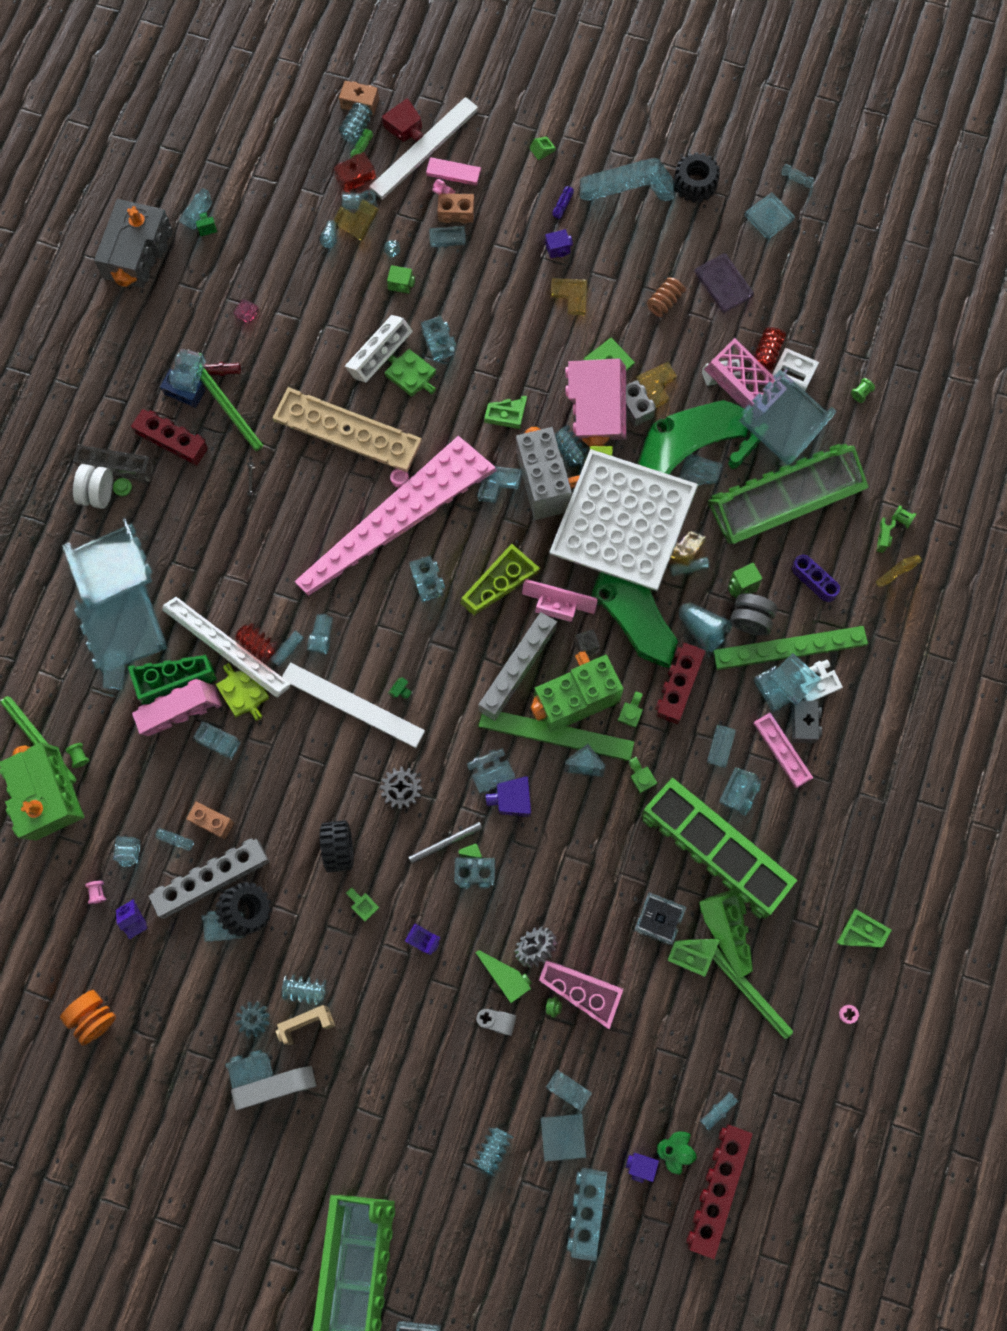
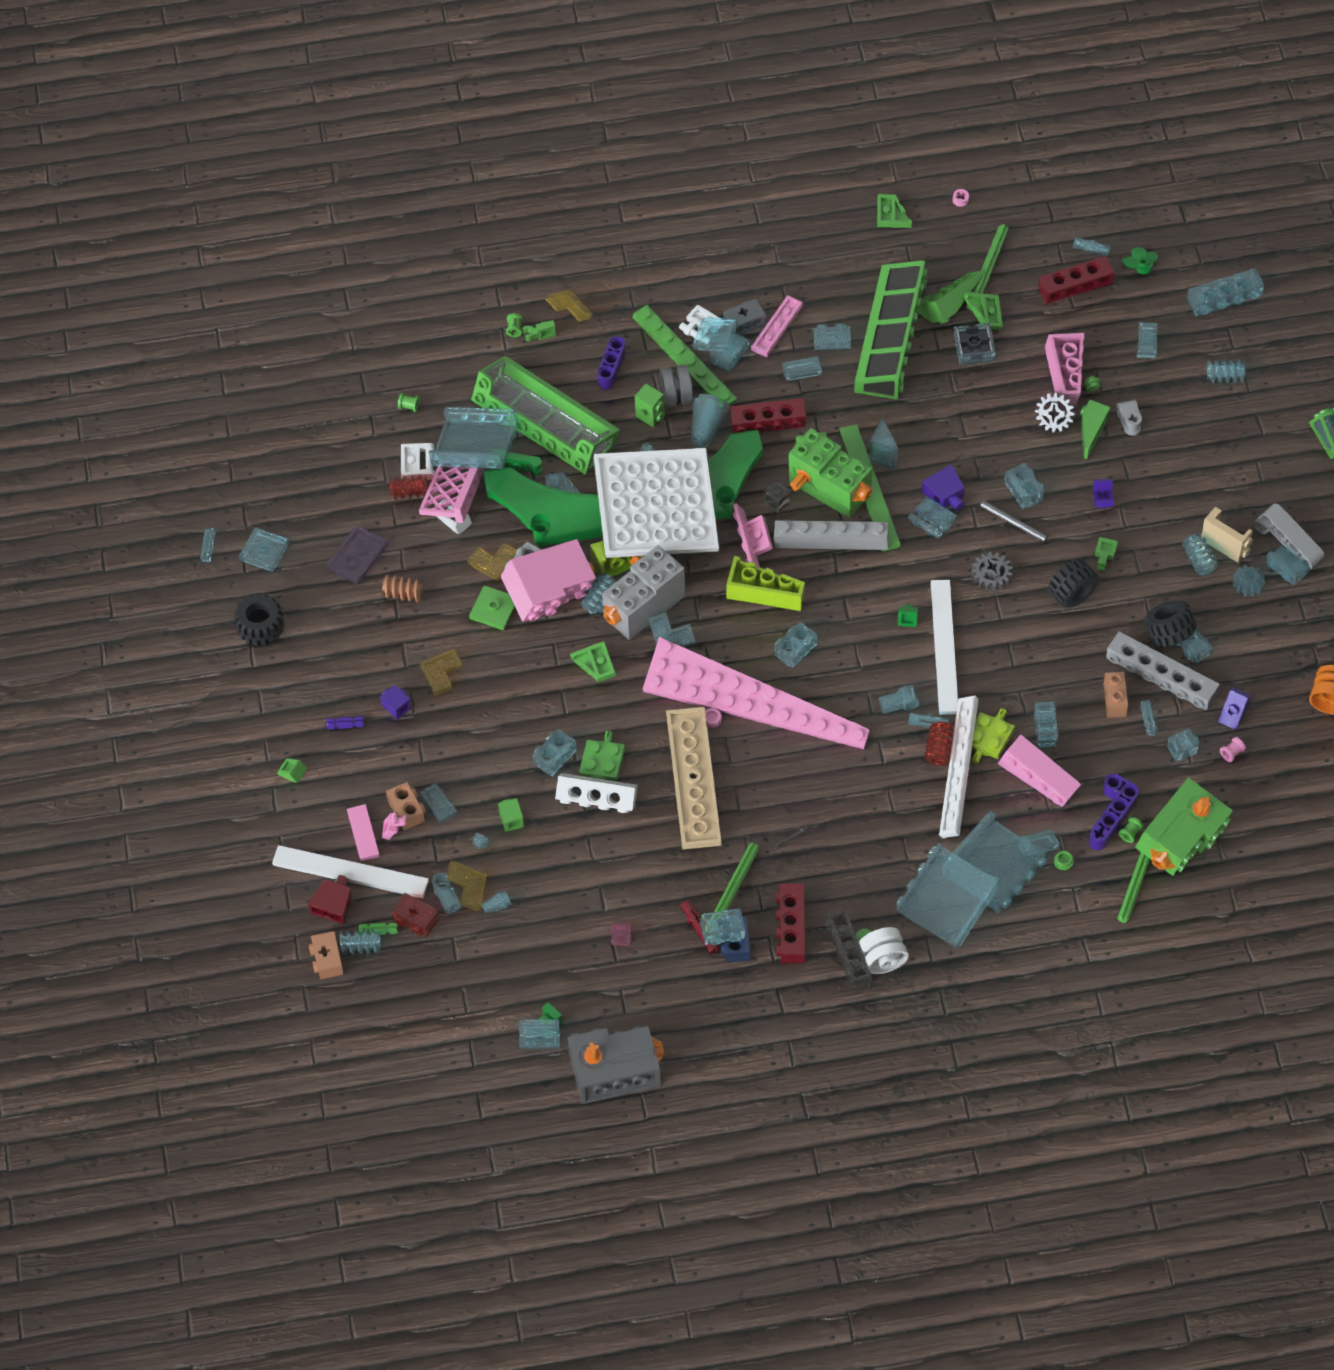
camera: 120 degrees left, 15 degrees down
(88, 683) = (1063, 860): none -> bright green plate
(101, 746) = (1111, 815): none -> dark purple beam
(161, 678) = (1017, 791): green wedge -> none
(470, 852) = (1010, 496): bright green slope -> none
(563, 1137) = (1183, 333): clear light blue plate -> none
(628, 177) = (302, 670): clear light blue beam -> none
(641, 1167) = (1167, 273): dark purple brick -> none
(642, 778) = (865, 410): bright green plate -> none
(675, 1099) = (1076, 280): none -> dark red brick
(709, 1246) = (1148, 219): dark red brick -> none

